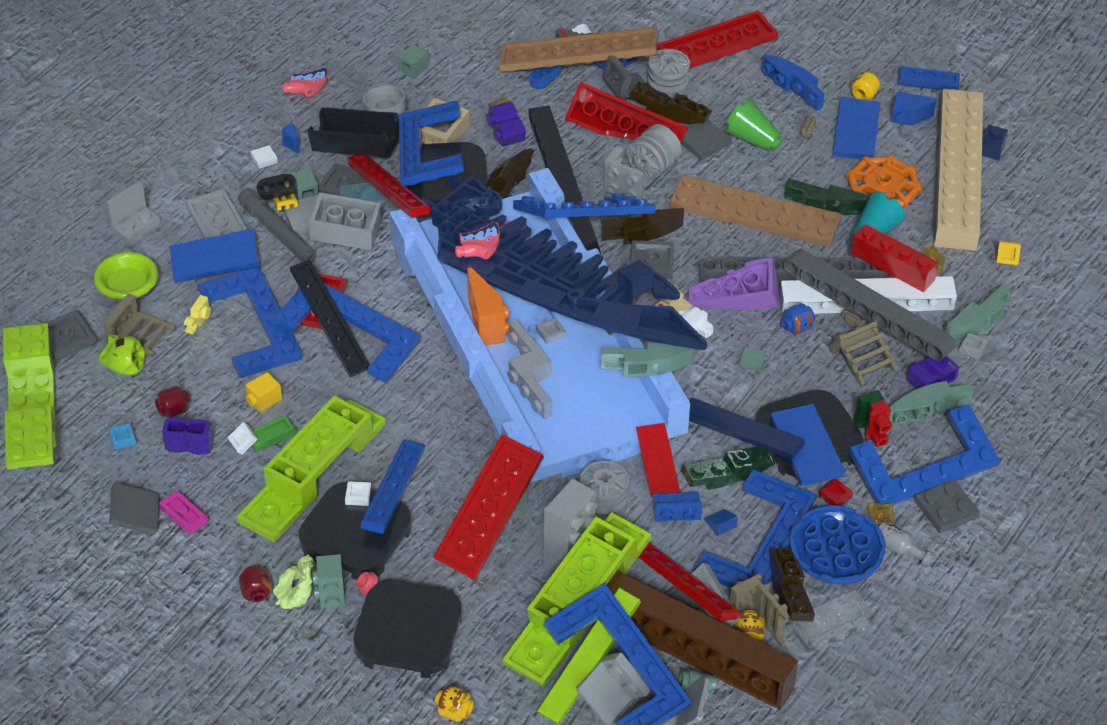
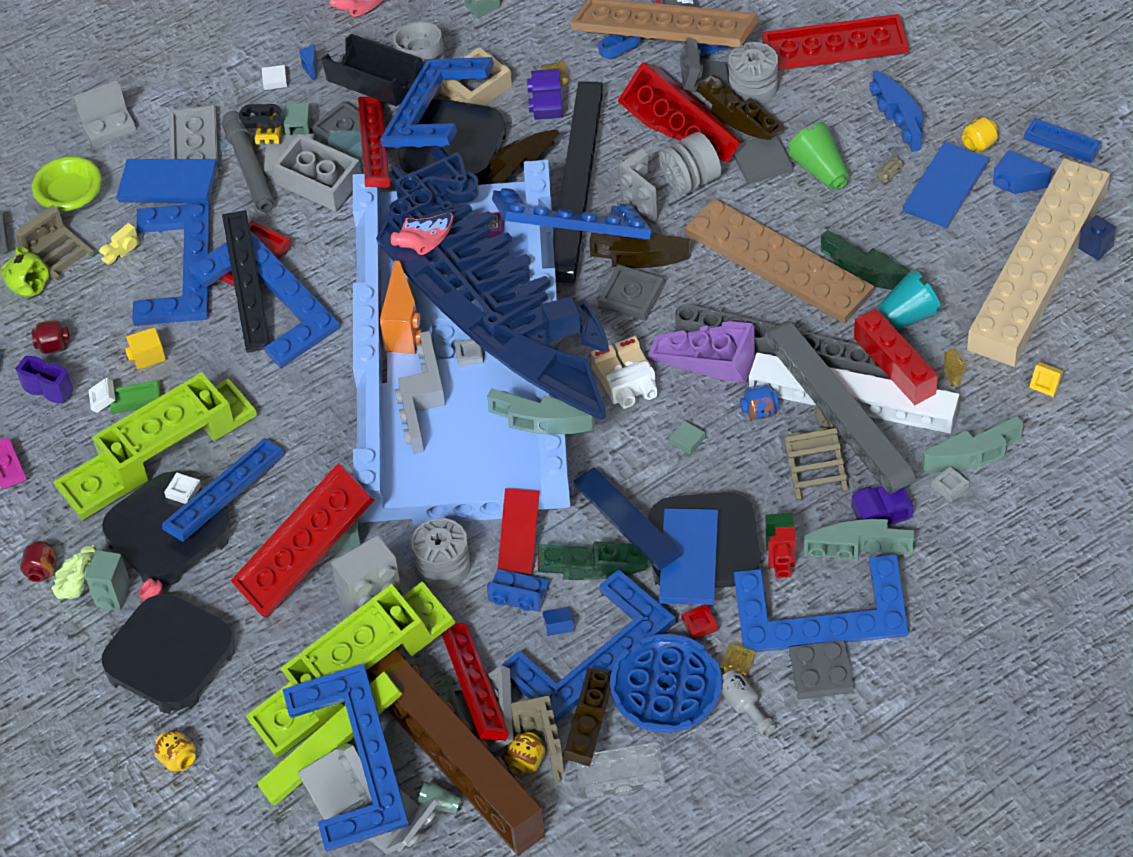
camera: 25 degrees right, 5 degrees up
(893, 171) = (949, 268): orange plate -> none

